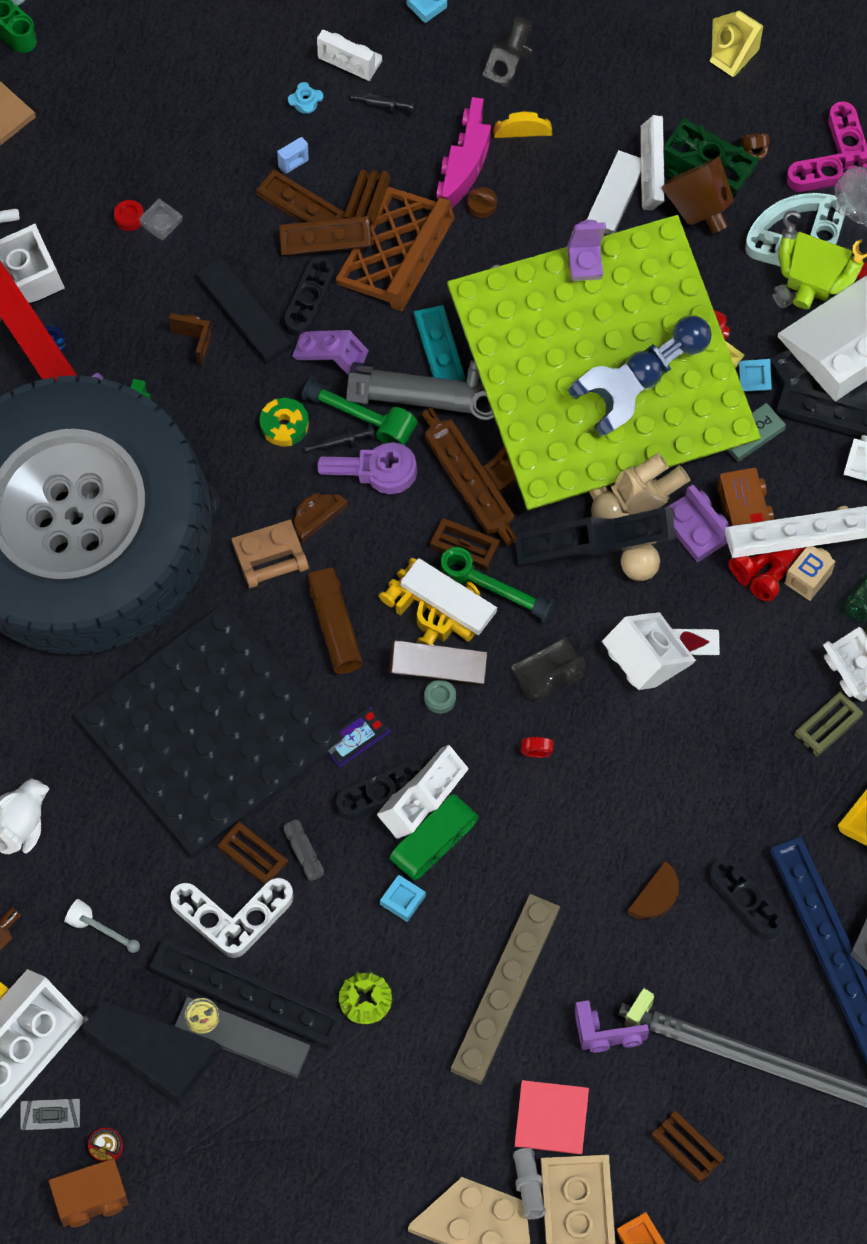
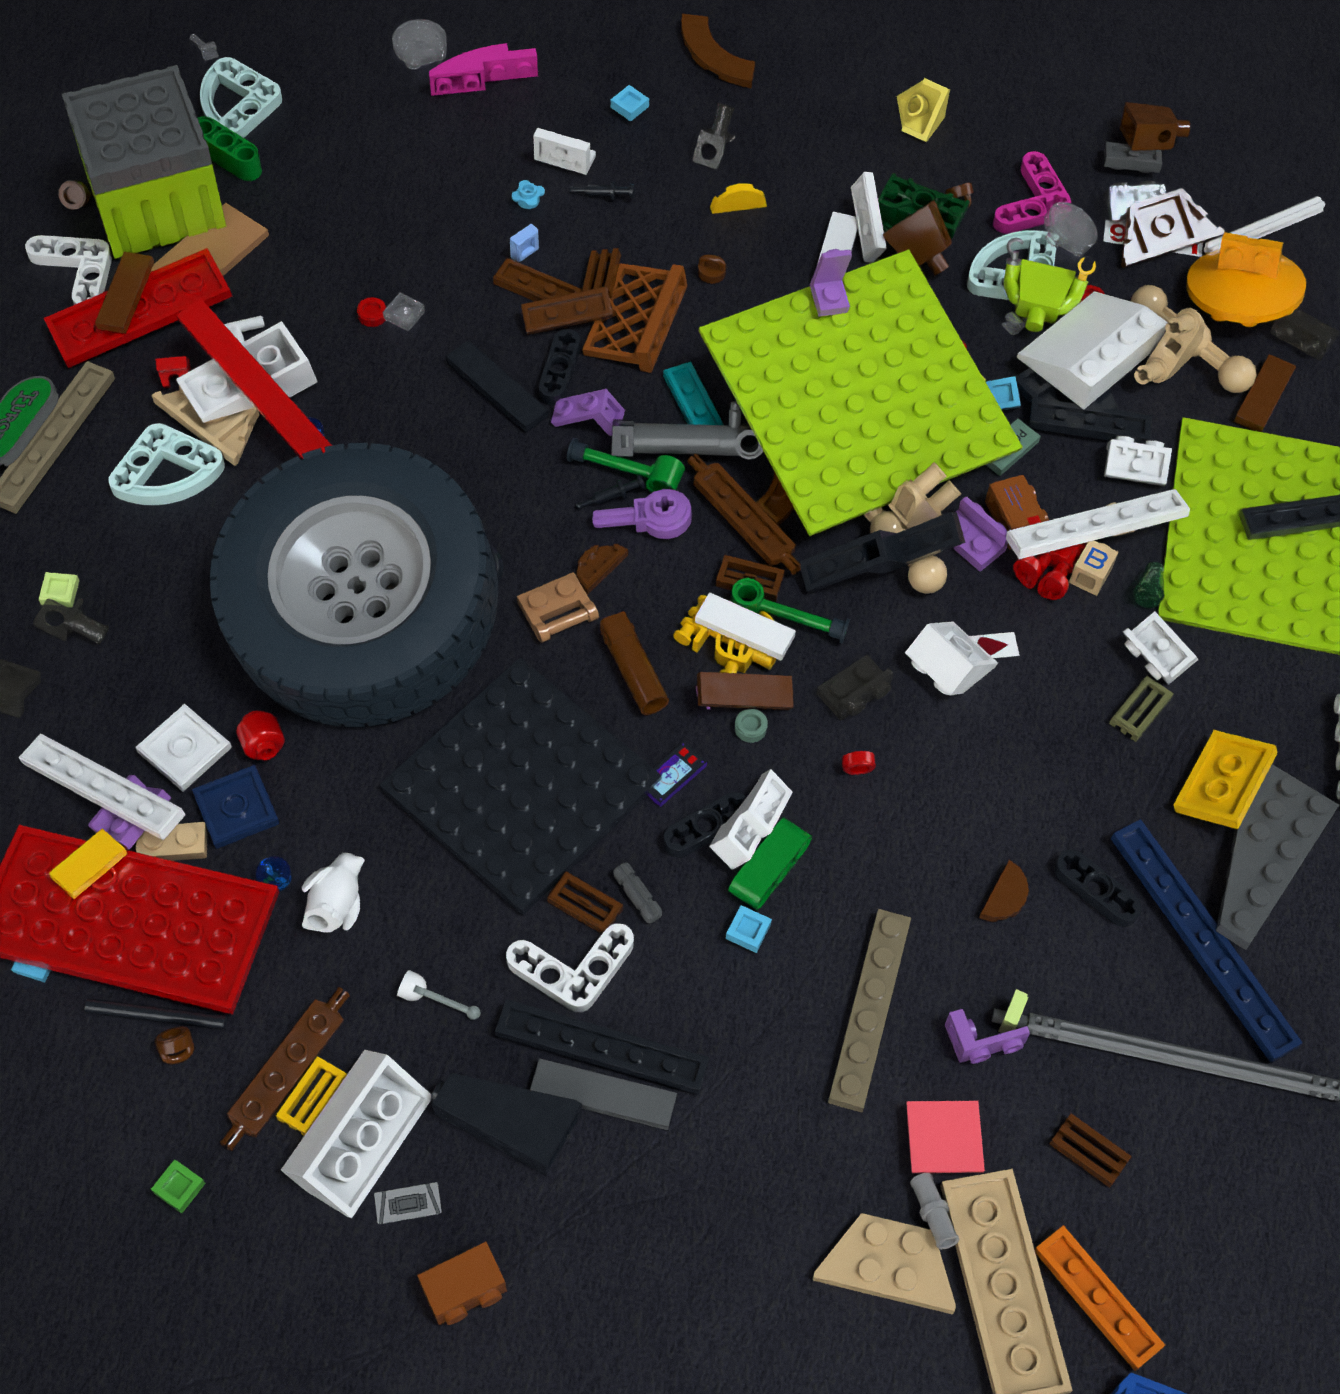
camera: 10 degrees left, 5 degrees down
(105, 1145) = (472, 1229): tile -> none
(192, 327) = (449, 405): reddish brown bracket -> none
(202, 1015) = (558, 1075): clear tile -> none
(280, 410) = (556, 494): piece -> none
(366, 1012) = (730, 1051): lime gear -> none
(468, 157) = (691, 228): dark pink slope -> none
(641, 371) = (902, 391): dark blue piece -> none

